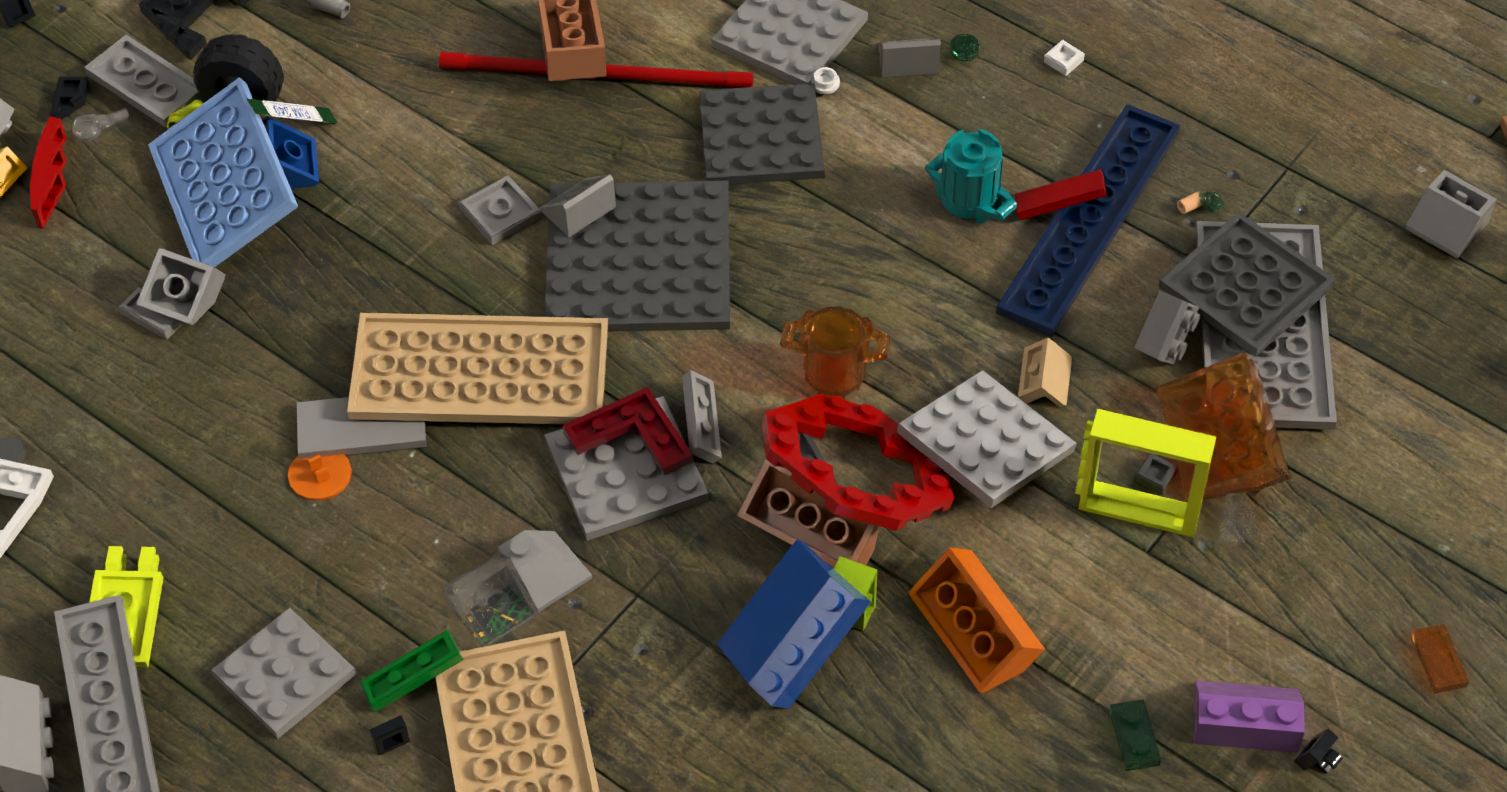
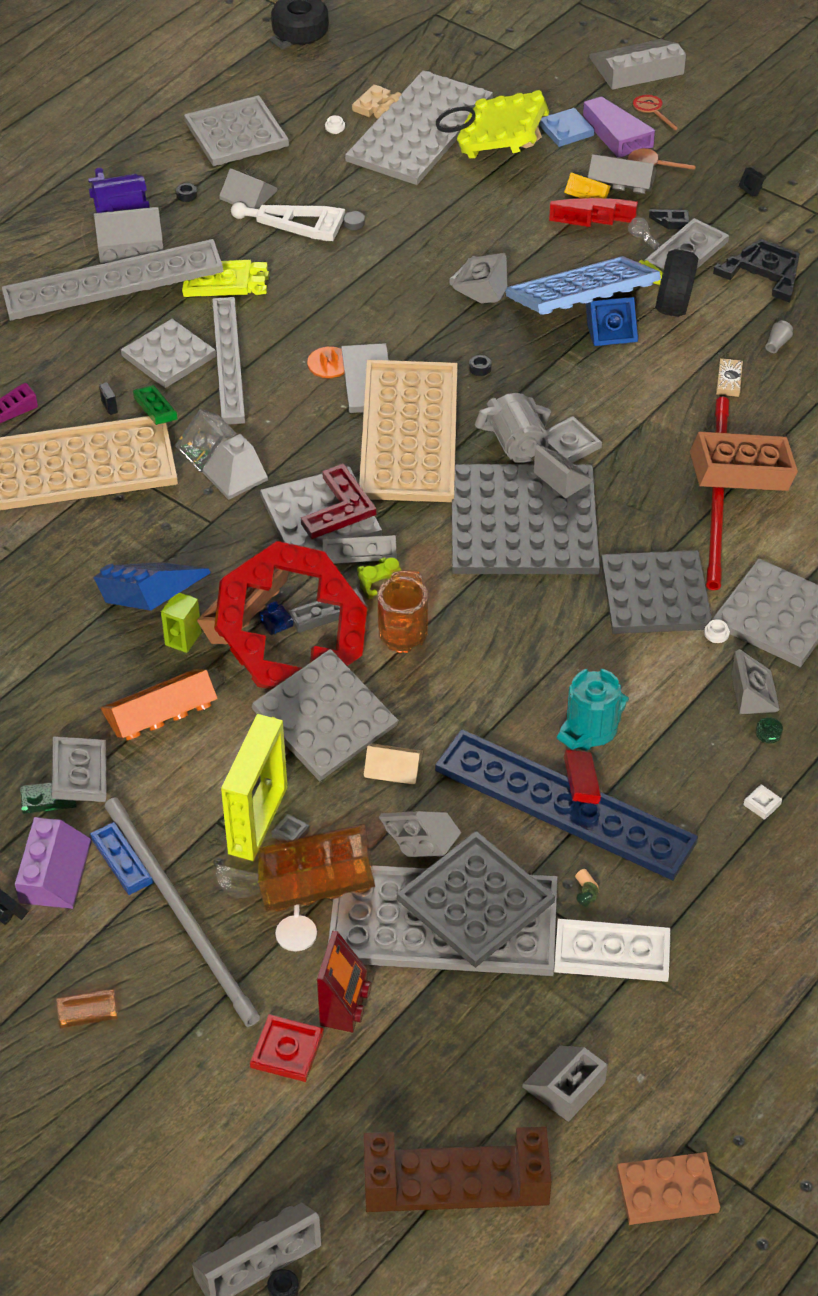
camera: 90 degrees right, 5 degrees down
(292, 111) = (646, 314): sticker -> none
(311, 589) = (228, 361): none -> light grey plate
(347, 300) = (480, 365): none -> black tile
(394, 52) = (729, 377): none -> tile
(495, 246) = (516, 425): none -> light grey container
(748, 394) = (375, 573): none -> lime piece
(1097, 696) = (79, 769): none -> light grey tile
(1164, 646) = (240, 1002): none -> light grey piece
(1219, 644) = (121, 858): none -> blue tile
(1280, 178) = (612, 950): none -> white plate
(1301, 462) = (296, 932): none -> white piece
(1389, 399) = (341, 986): none -> dark red slope
(1452, 461) = (287, 1048): none -> red tile

